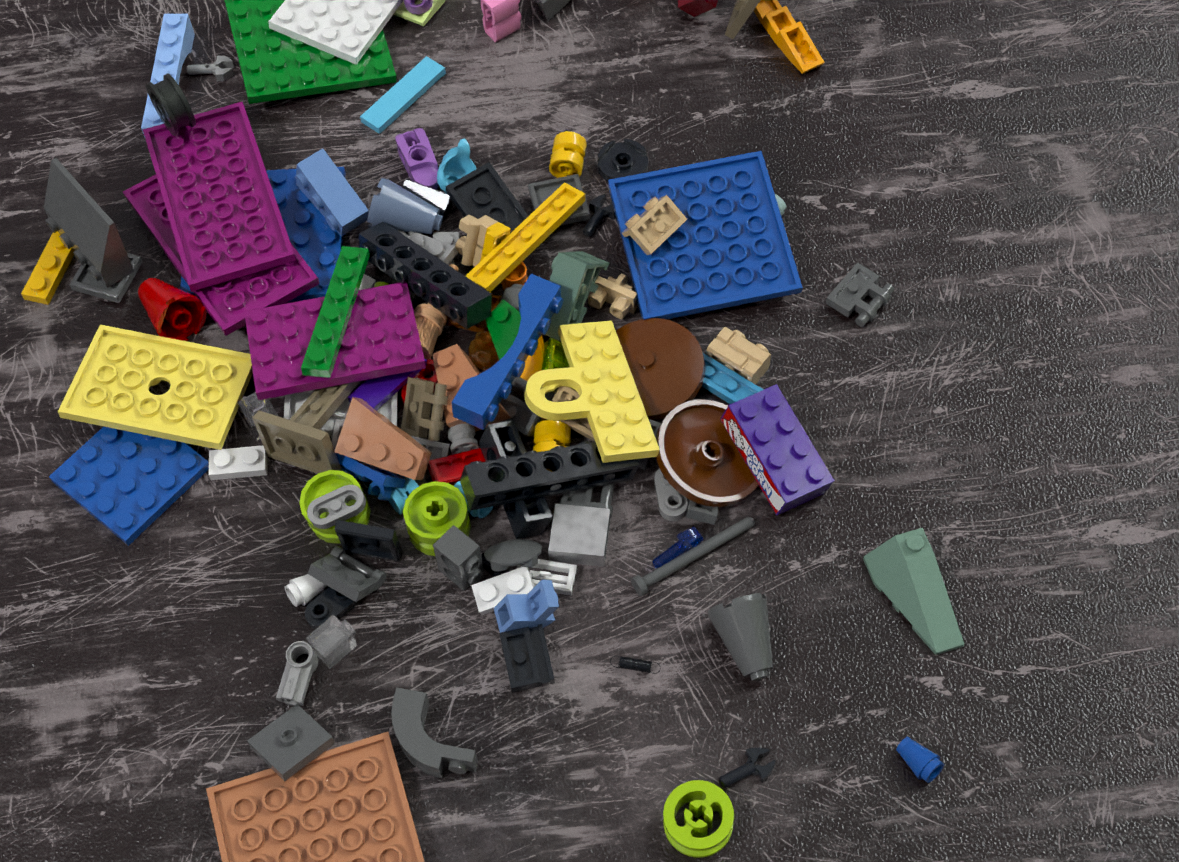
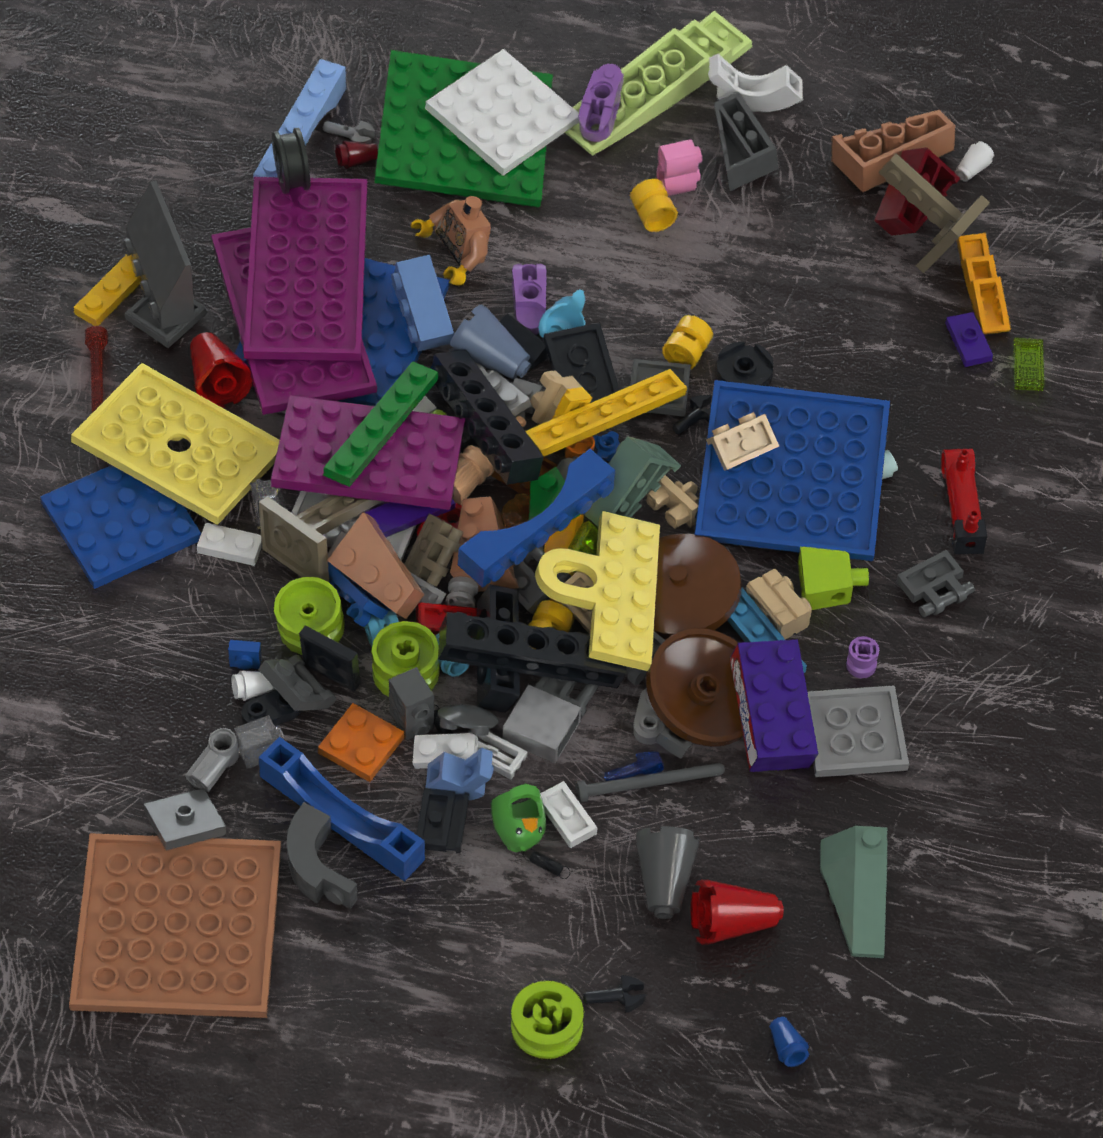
camera: 15 degrees right, 5 degrees down
(52, 317) = (96, 339): none -> clear red piece
(221, 85) = (354, 153): none -> dark red cone
(289, 562) = (245, 654): none -> blue plate
(336, 505) = (309, 612): light grey plate -> none
(341, 122) = (462, 231): none -> nougat torso
(402, 95) = (541, 223): medium azure tile -> none
(424, 608) = (361, 742): none -> orange plate
(476, 696) = (380, 839): none -> blue arch
(492, 50) = (653, 205): none -> yellow wheel
(541, 269) = (604, 451): none -> blue plate
(597, 633) = (519, 824): none -> bright green piece
(635, 612) = (568, 815): none -> white plate
(769, 318) = (828, 577): none -> lime torso
(794, 81) = (969, 339): none -> dark purple plate
(818, 654) = (731, 911): none -> red cone
(829, 379) = (862, 657): none -> medium lavender wheel
(850, 86) = (1028, 364): none -> clear neon green tile
(855, 446) = (857, 731): none -> light grey plate
(866, 235) = (969, 529): none -> red piece

